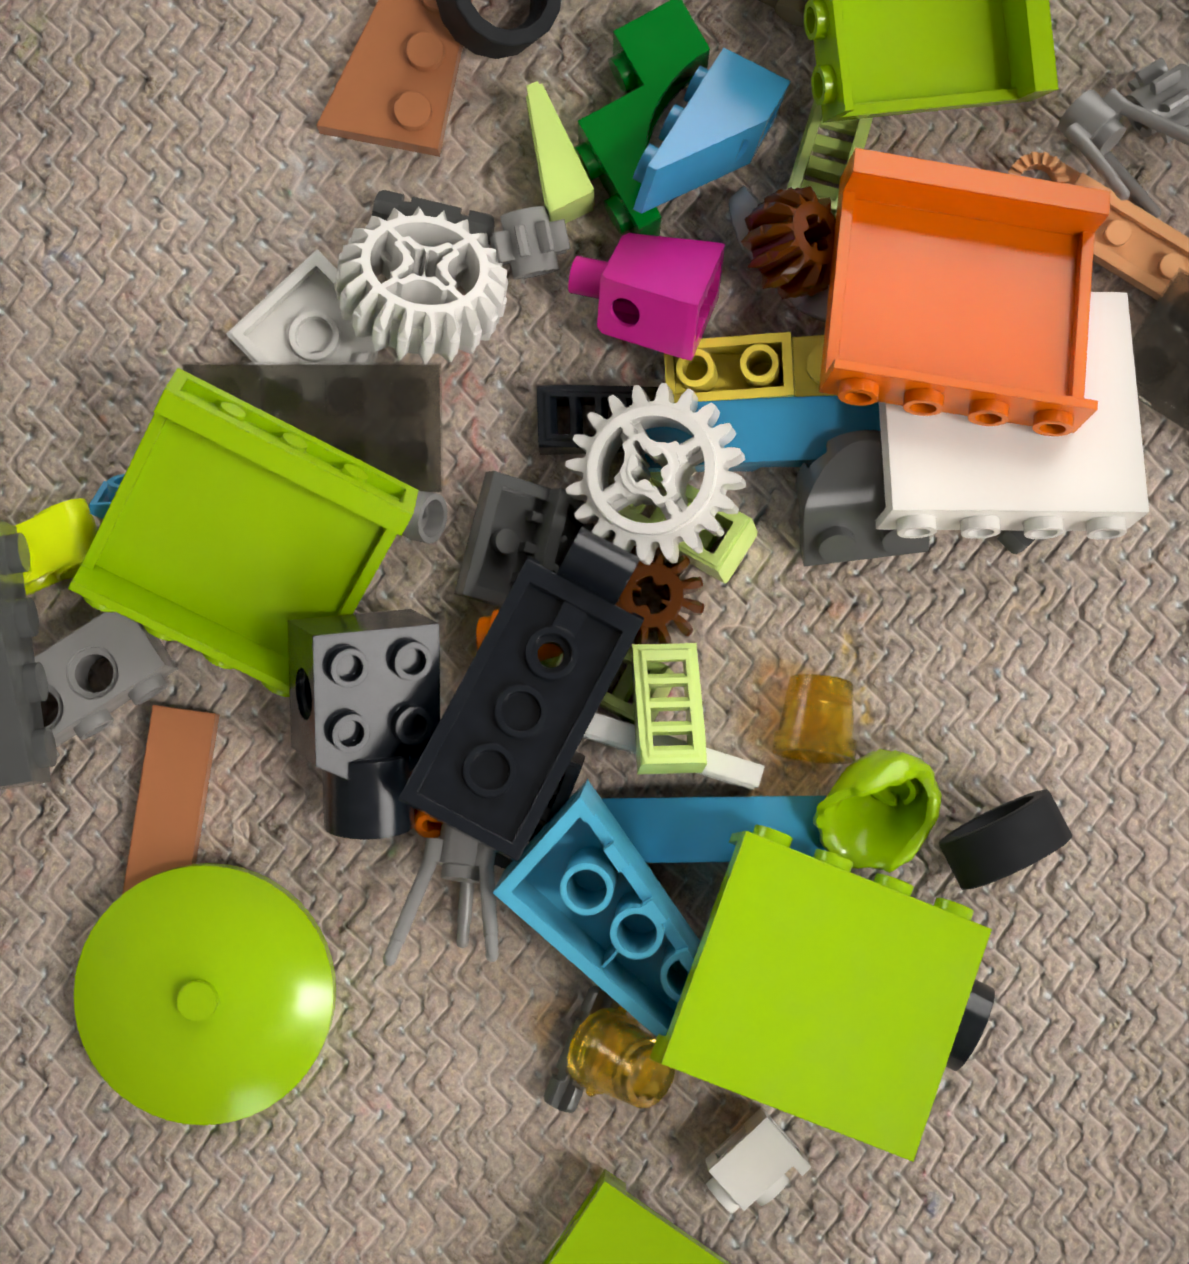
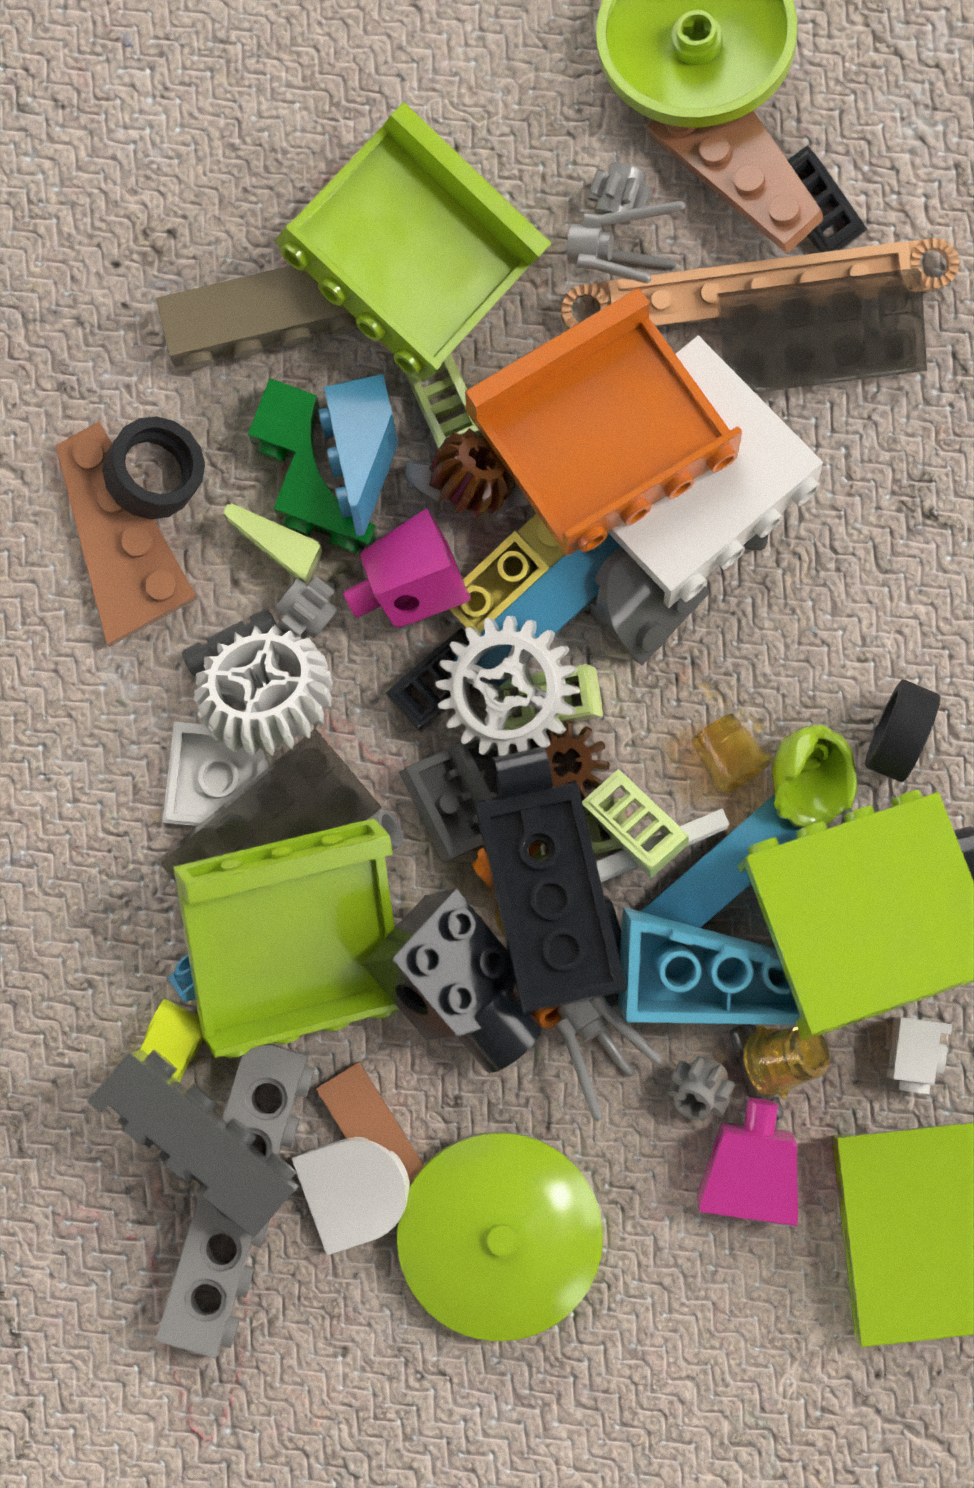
camera: 45 degrees left, 0 degrees up
(103, 831) = (352, 1191): none -> white tile
(497, 1140) = (752, 1169): none -> dark pink torso
(515, 1018) = (700, 1088): none -> light grey gear

